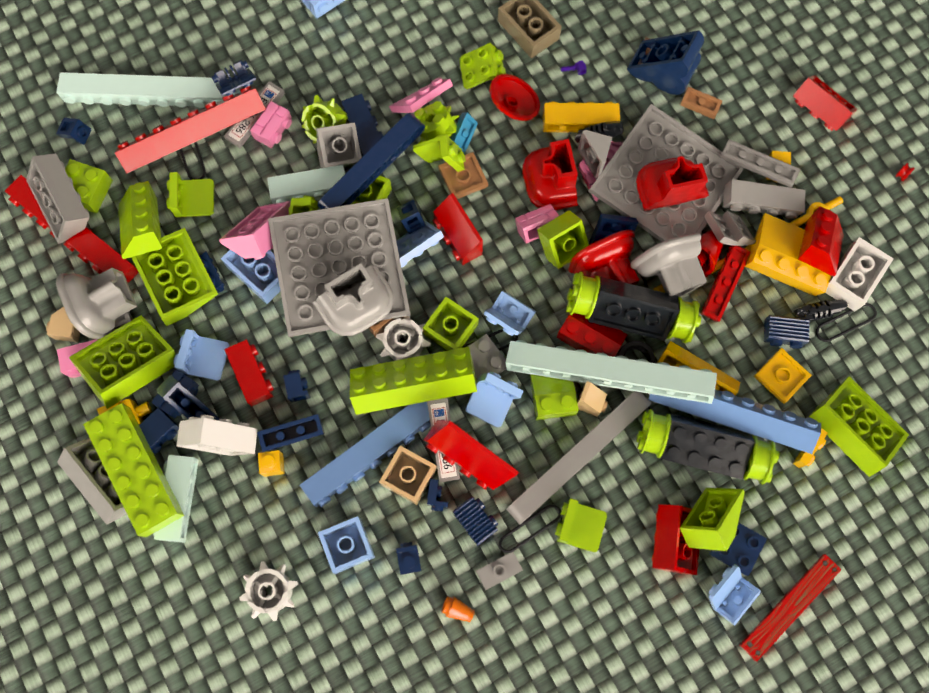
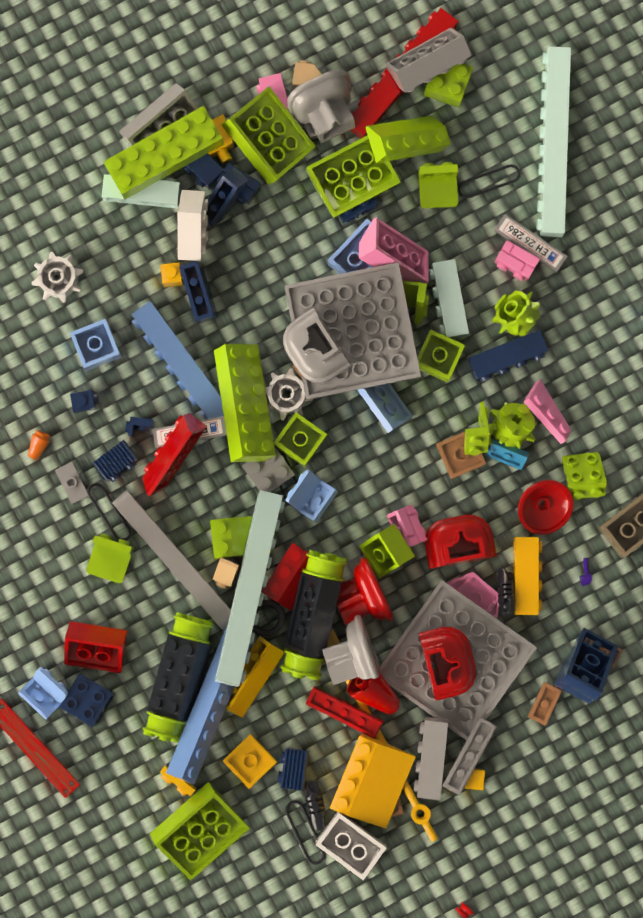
camera: 90 degrees right, 10 degrees up
(74, 129) = (510, 65): dark blue bracket -> none
(189, 129) = (507, 181): brick -> none
(201, 356) = (275, 206): light blue bracket -> none
(229, 85) = (555, 222): dark blue hinge -> none
(249, 372) = (258, 251): red brick -> none
(296, 386) = (244, 294): dark blue brick -> none
(338, 145) = (485, 328): light grey slope -> none
(373, 163) = (461, 361): dark blue beam -> none
(408, 475) = (157, 399): tan brick -> none
(411, 216) = (414, 401): dark blue brick -> none
(457, 230) = (398, 446): red slope -> none
(492, 398) = (228, 478): light blue bracket -> none
(594, 150) = (479, 586): light grey slope -> none
(612, 224) = (400, 602): dark blue wing -> none
(713, 519) = (111, 678): lime slope -> none
(729, 229) = (398, 719): light grey slope -> none
(822, 241) = (381, 811): red slope -> none
(824, 103) = (545, 836): slope -> none

